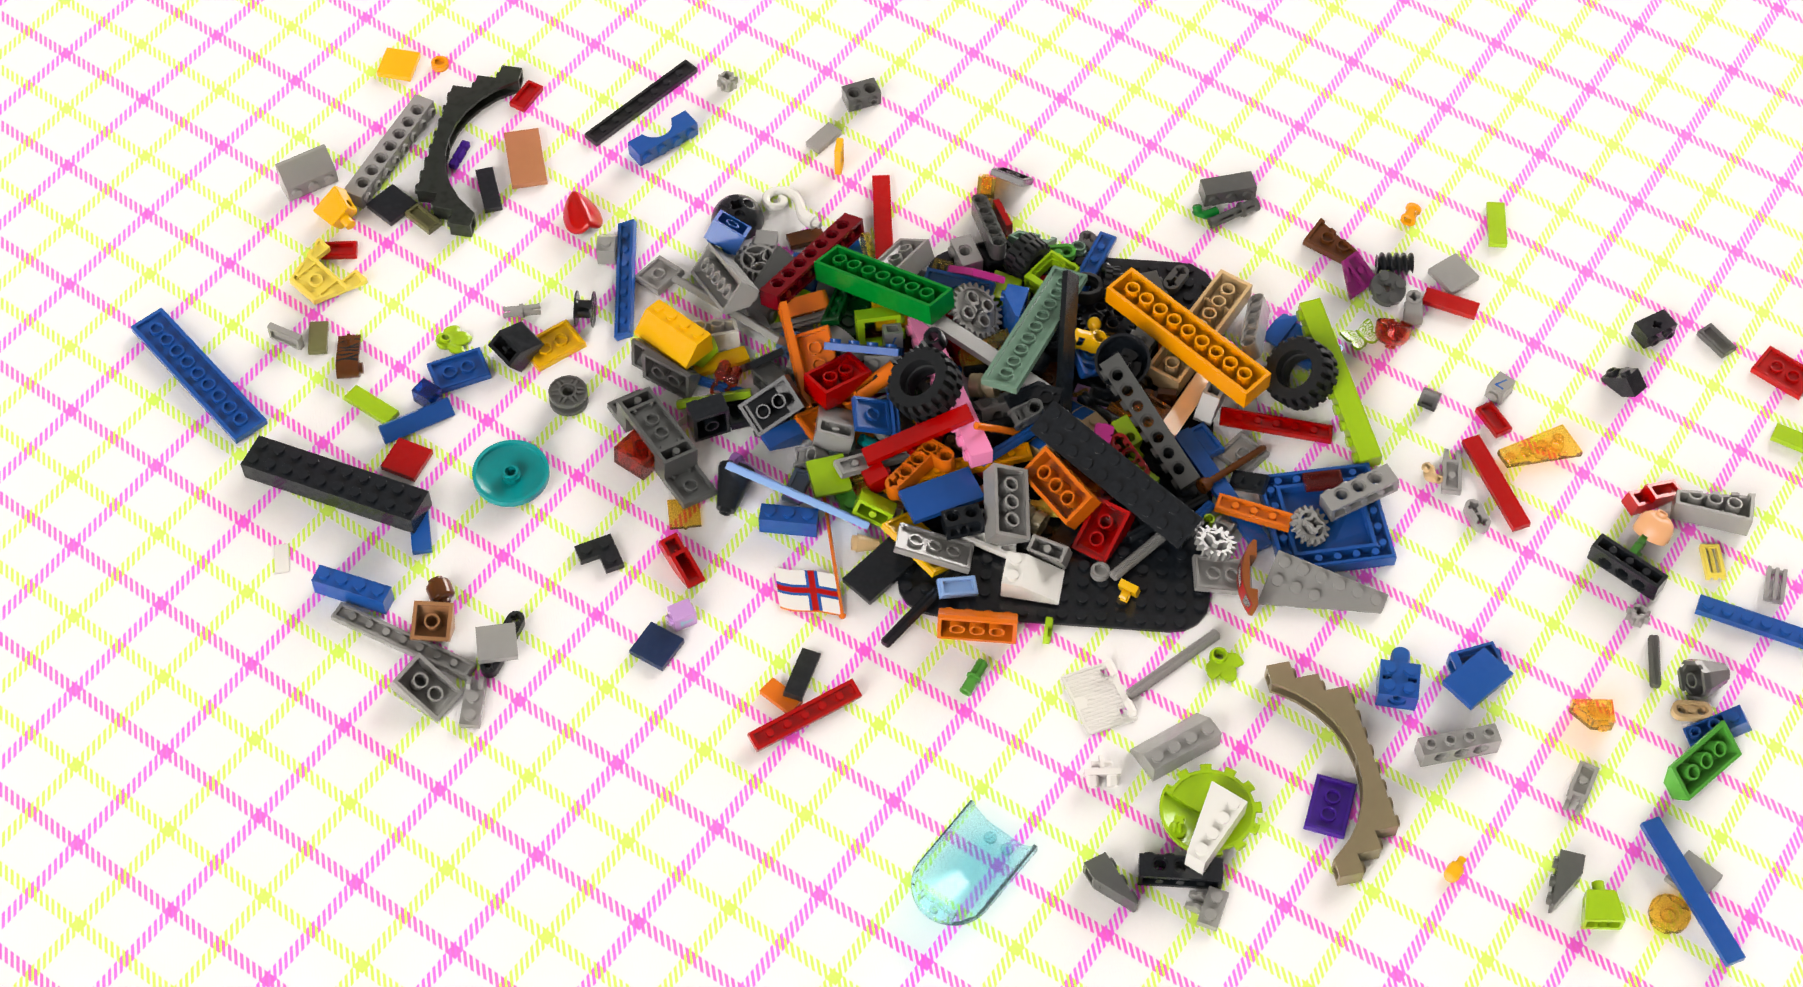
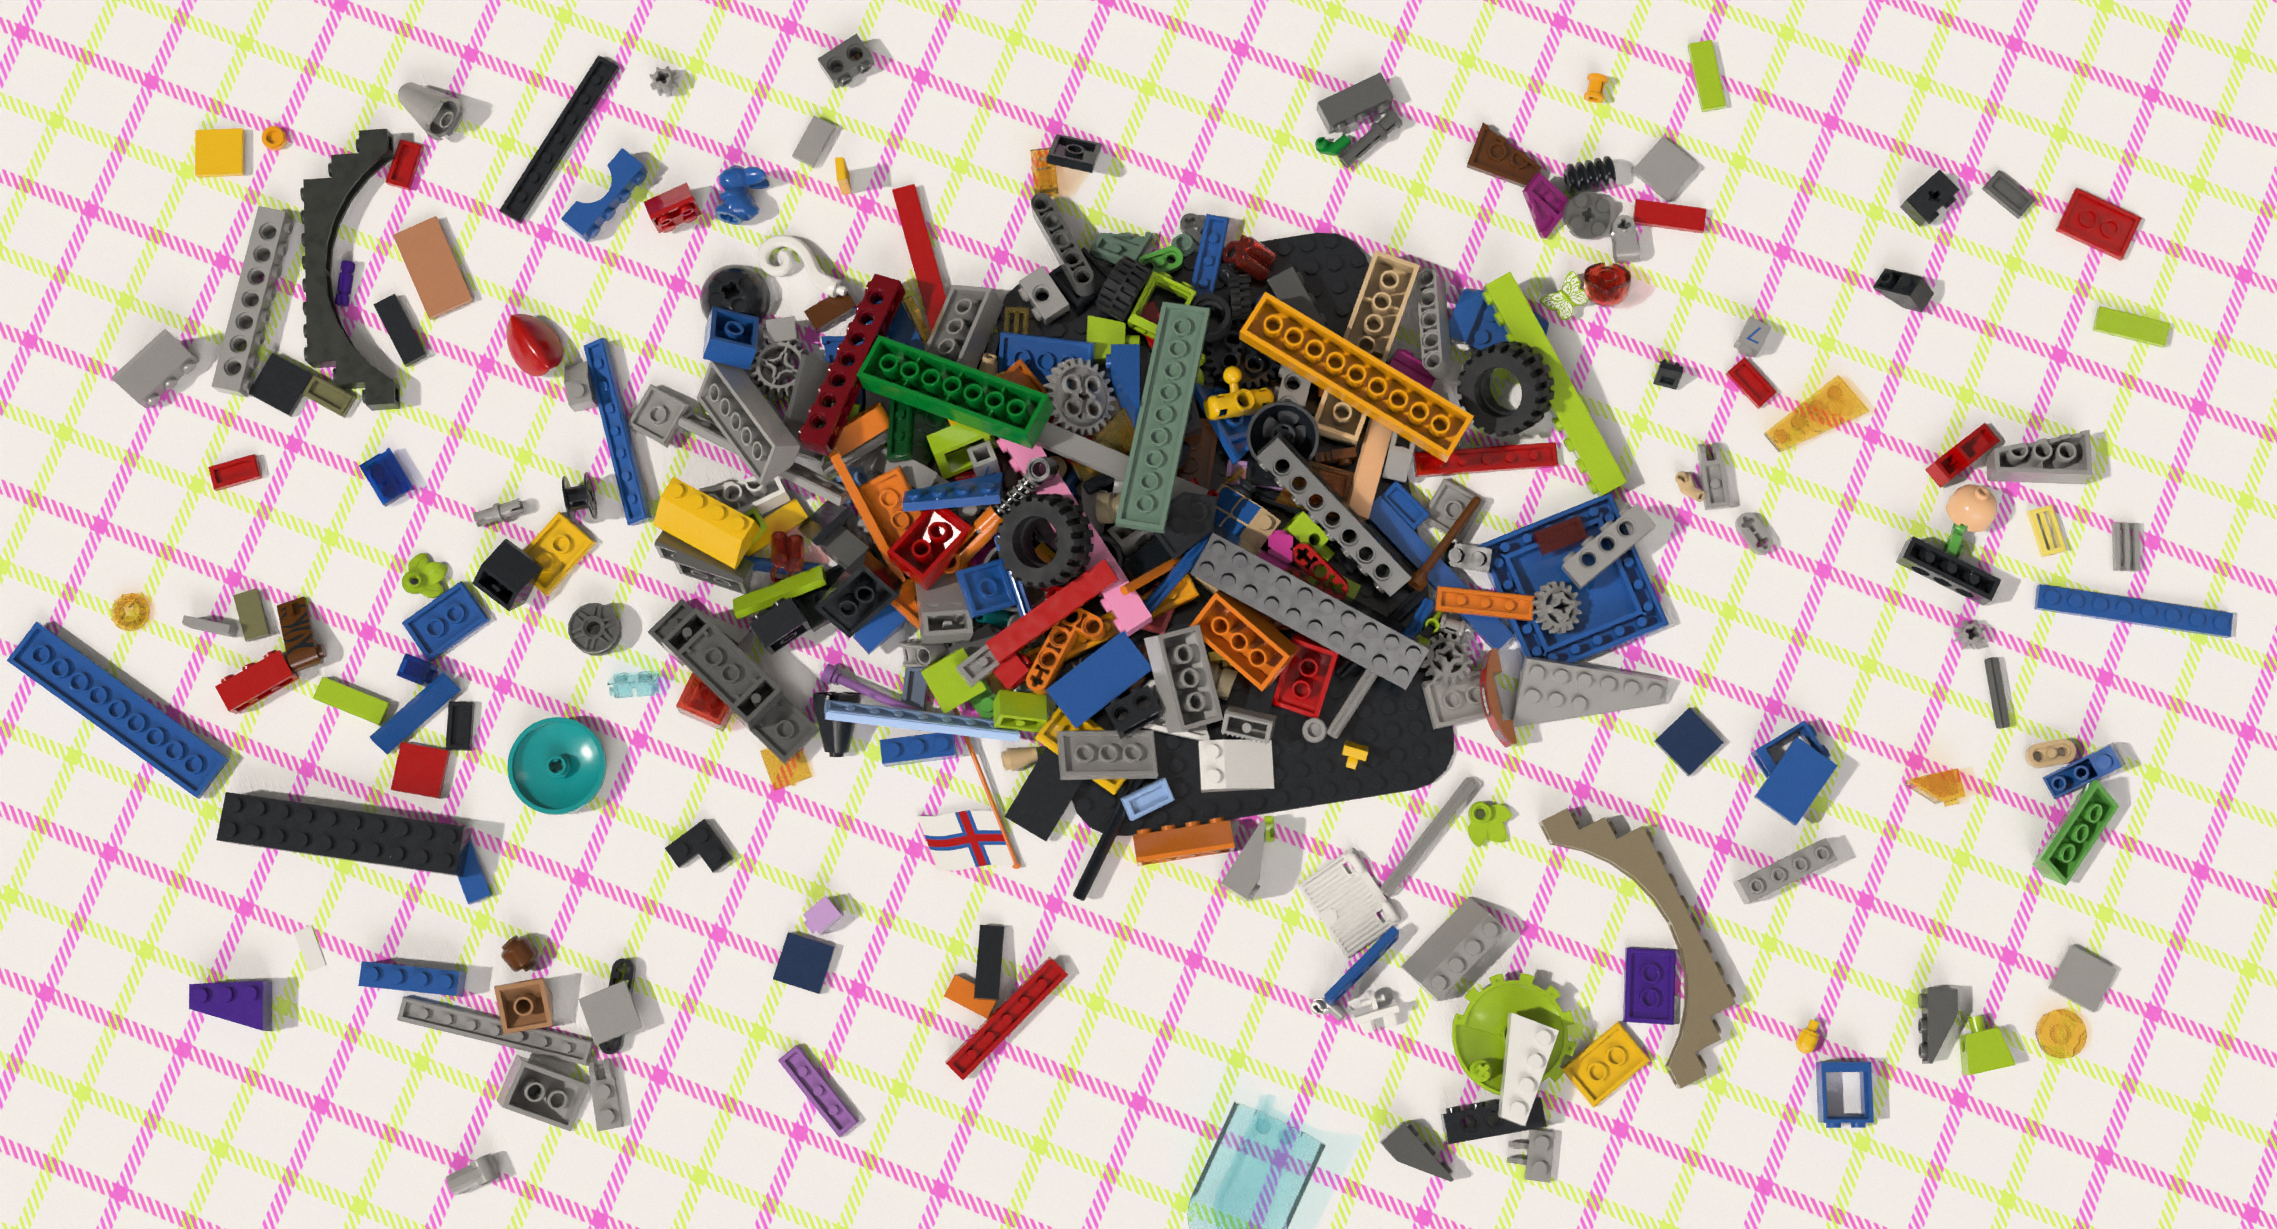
camera: 10 degrees left, 25 degrees up
(212, 574) = (235, 1001): none -> dark purple wedge
(227, 323) = (140, 609): none -> clear yellow gear
(307, 377) = (256, 681): none -> red brick
(317, 281) = (222, 530): light yellow wing -> none
(337, 209) = (214, 416): yellow torso -> none
(358, 732) = (477, 1173): none -> light grey piece
(446, 438) = (460, 726): none -> black tile
(447, 273) = (387, 477): none -> clear blue plate
(558, 65) = (432, 110): none -> light grey cone
(592, 437) = (642, 682): none -> clear light blue hinge
(641, 736) = (818, 1091): none -> medium lavender tile
(681, 561) = (802, 838): red slope -> none
(710, 154) = (672, 208): none -> red slope
(758, 152) = (737, 201): none -> blue animal
(973, 677) = (1195, 914): bright green axle -> none
(976, 273) = (1066, 335): dark pink tile -> none
(1002, 217) = (1076, 219): red tile -> none
(1020, 648) = (1245, 871): none -> light grey slope
(1025, 413) = (1177, 548): dark grey piece -> none
(1064, 763) = (1320, 1006): none -> light grey arm
(1067, 339) = (1206, 420): black tile -> none
(1098, 737) = (1362, 966): none -> blue tile
(1126, 258) = (1250, 256): none -> clear red piece
(1178, 281) = (1312, 265): dark grey beam -> none
(1282, 854) = (1605, 1064): none -> yellow tile
(1395, 636) = (1688, 742): none -> dark blue tile
(1398, 681) = (1703, 798): blue brick -> none
(1480, 896) = (1866, 1093): none -> blue window
(1496, 483) = (1769, 478): red tile -> none
(1581, 785) = (1936, 889): light grey hinge -> none
(1692, 892) = (2084, 1002): blue tile -> none
(1702, 678) = (2059, 708): dark grey cone -> none

